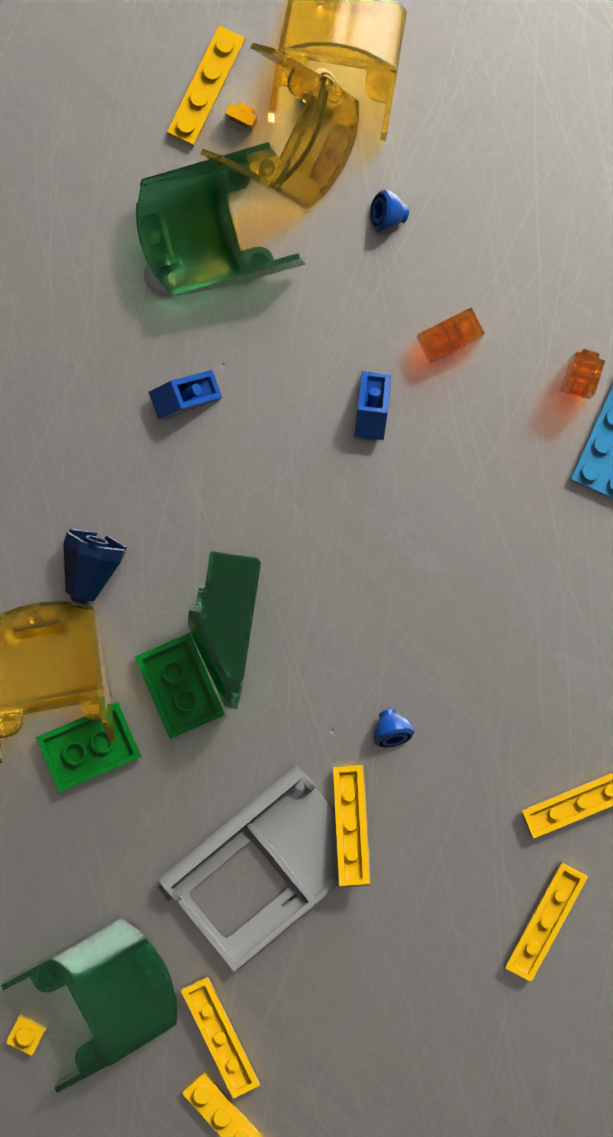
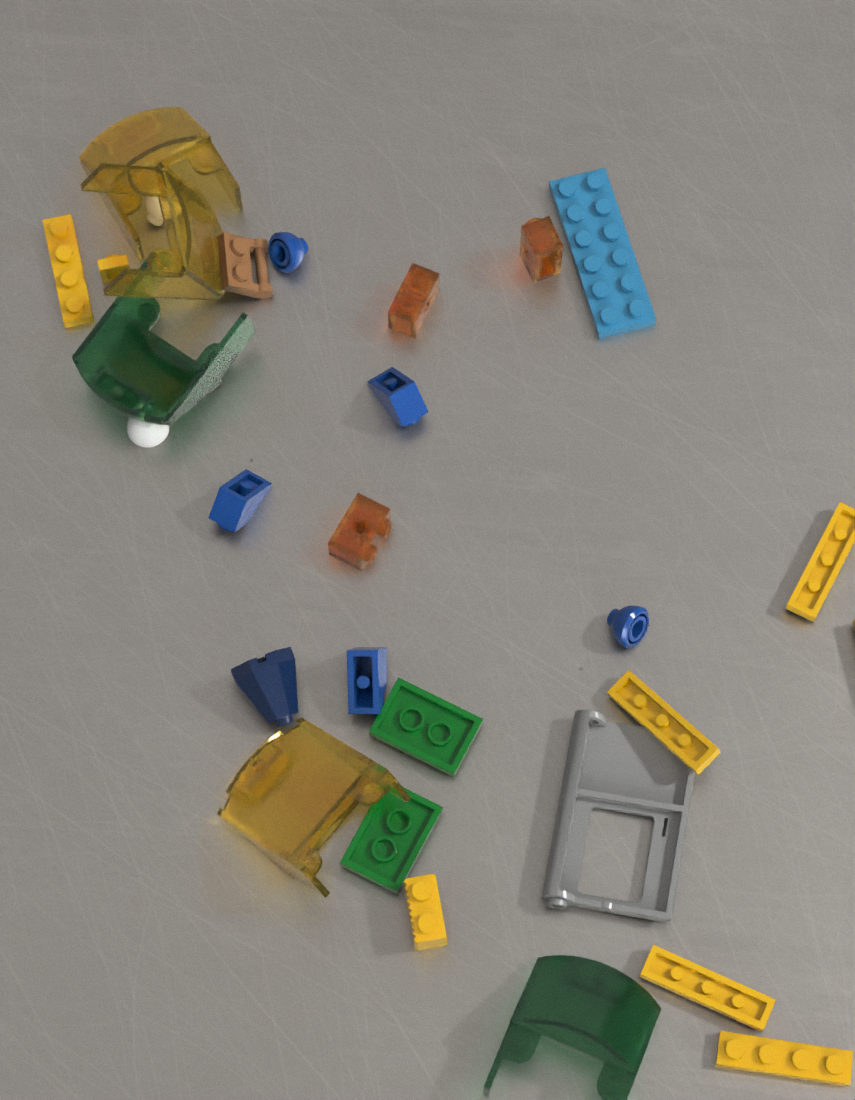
camera: 35 degrees left, 20 degrees down
(66, 823) = (425, 912): none -> yellow brick
(164, 616) = (366, 679): none -> blue slope
(226, 621) = (422, 627): clear green windscreen -> none
(237, 492) = (360, 516): none -> clear orange brick
(337, 192) = (236, 265): none -> medium nougat plate

